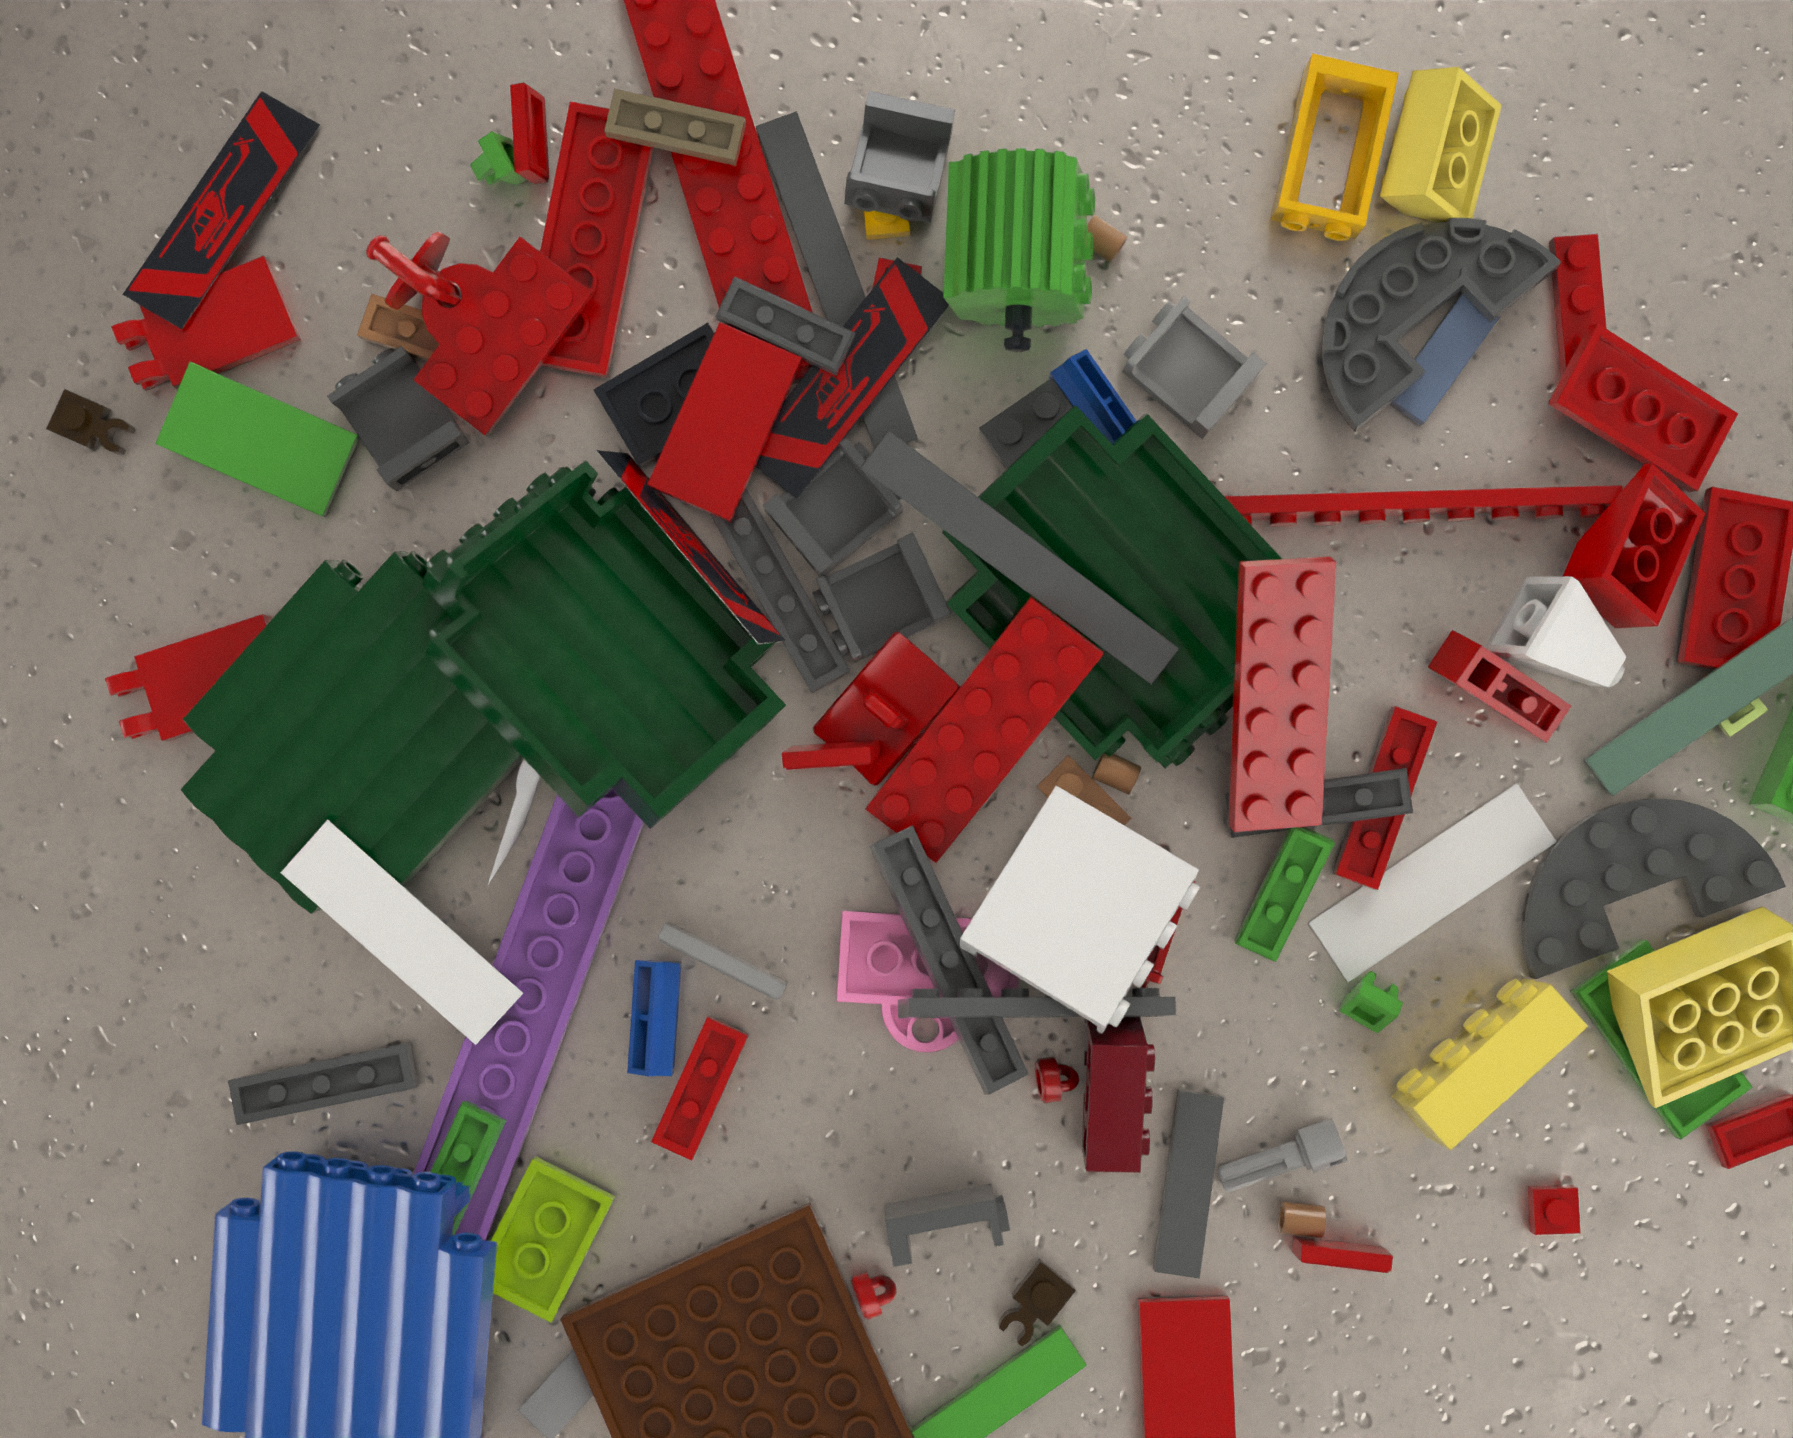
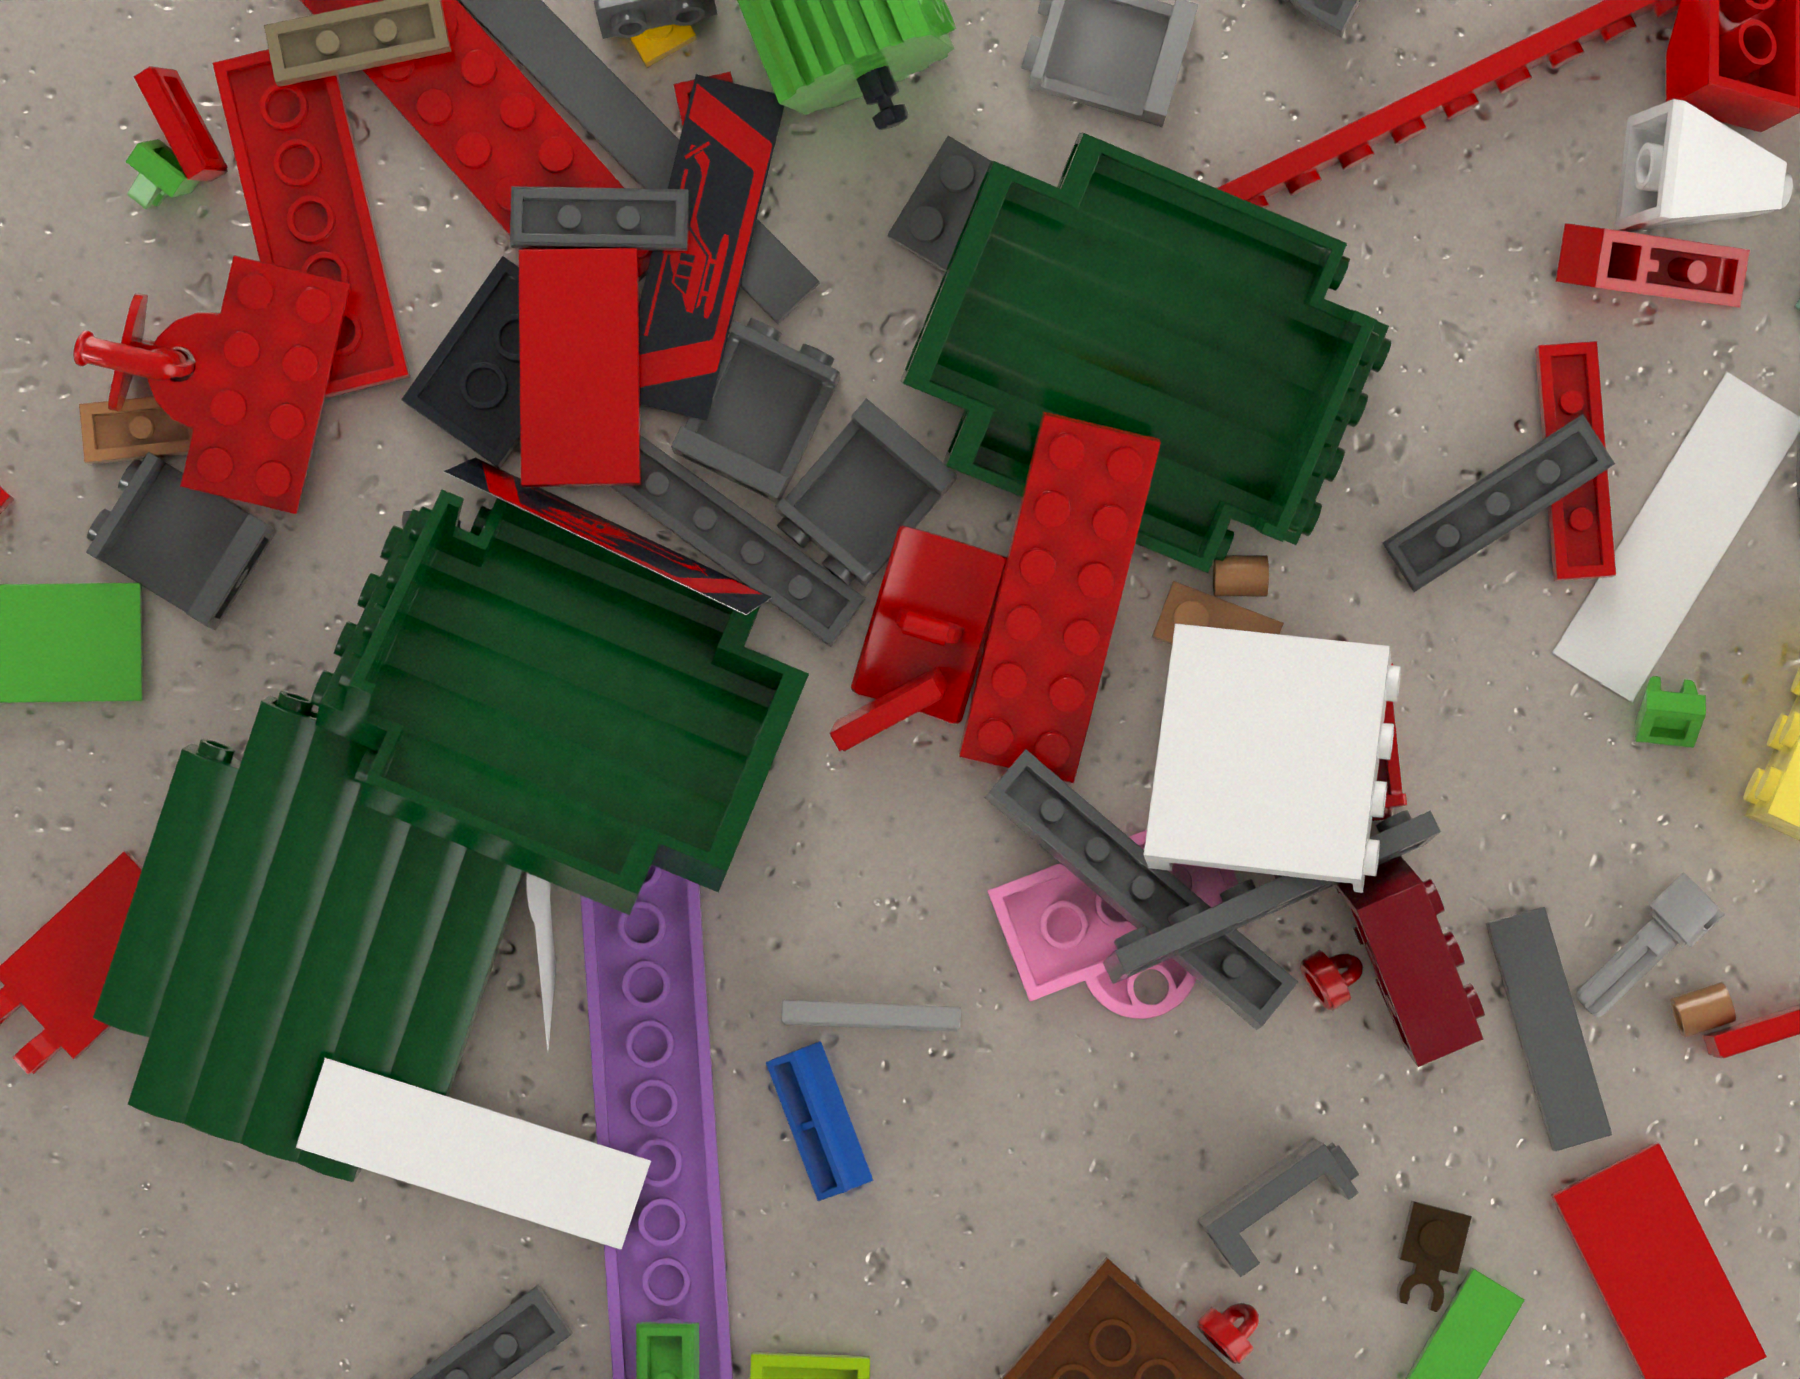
camera: 20 degrees left, 0 degrees up
(700, 1088) = (913, 1179): red plate -> none
(1019, 556) = (1009, 371): dark grey tile -> none
(1093, 394) = (1008, 135): blue piece -> none
(1281, 692) = (1392, 394): plate -> none
(1284, 892) = (1505, 627): bright green tile -> none

